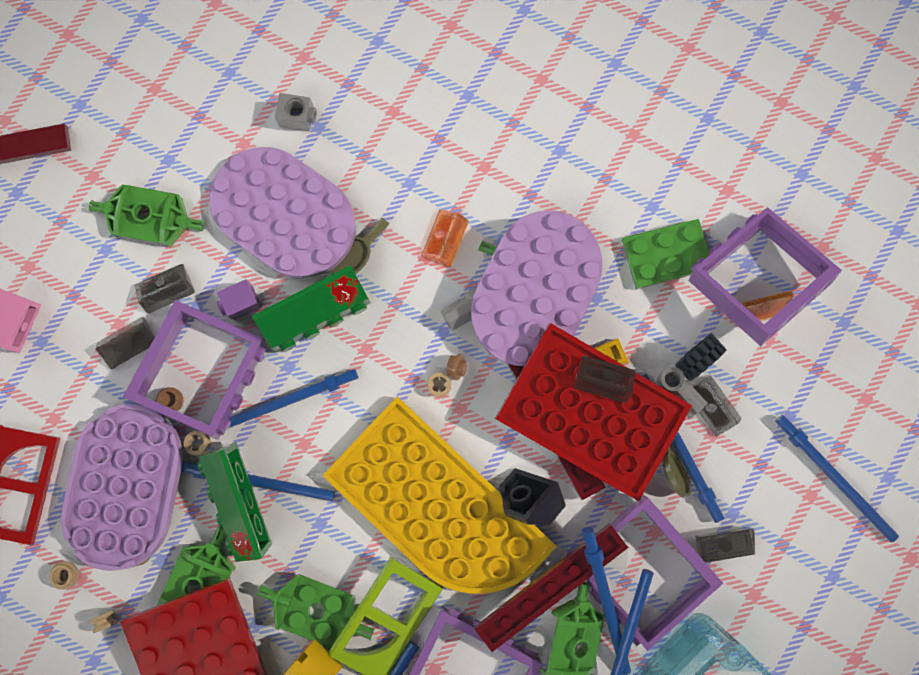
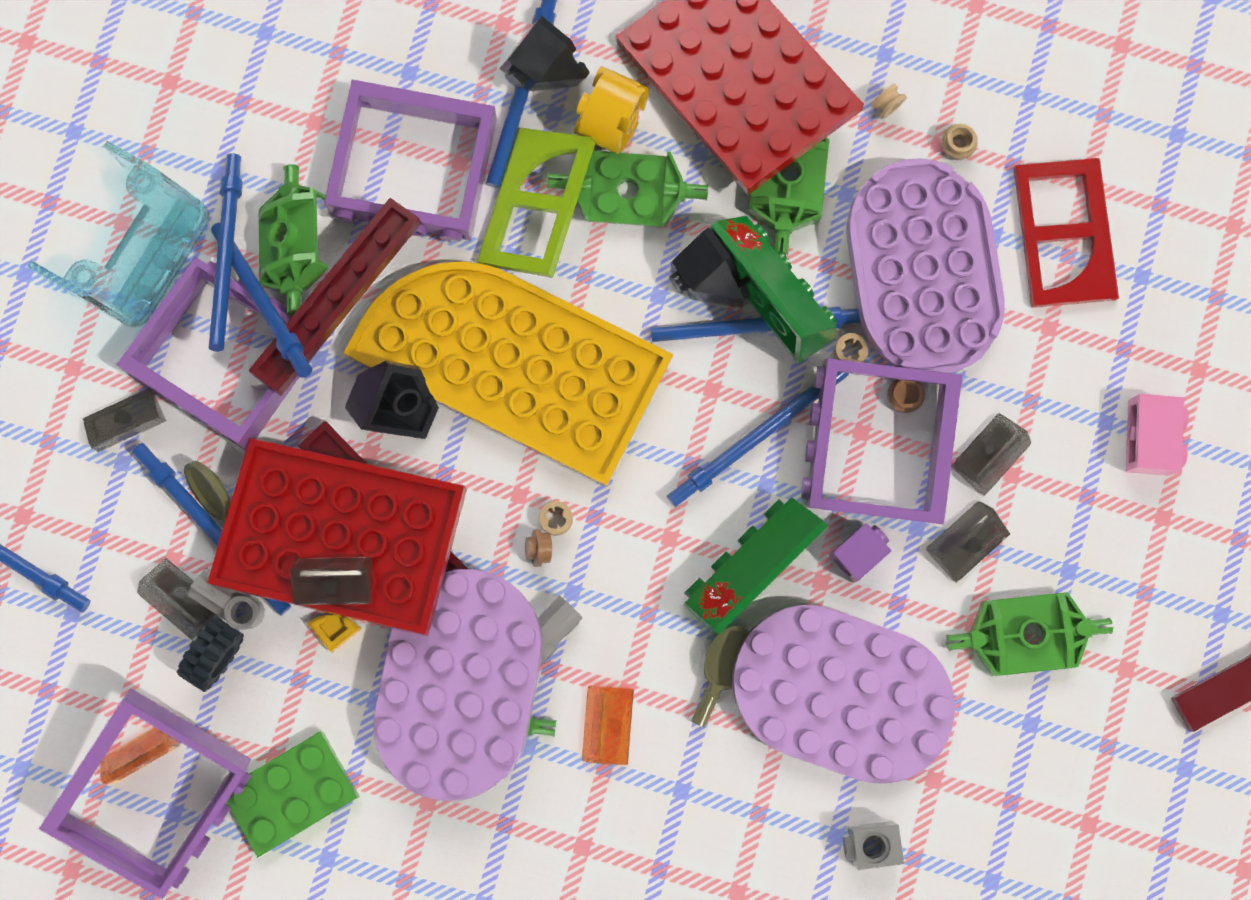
camera: 160 degrees right, 0 degrees up
(277, 527) = (708, 272): none -> black slope

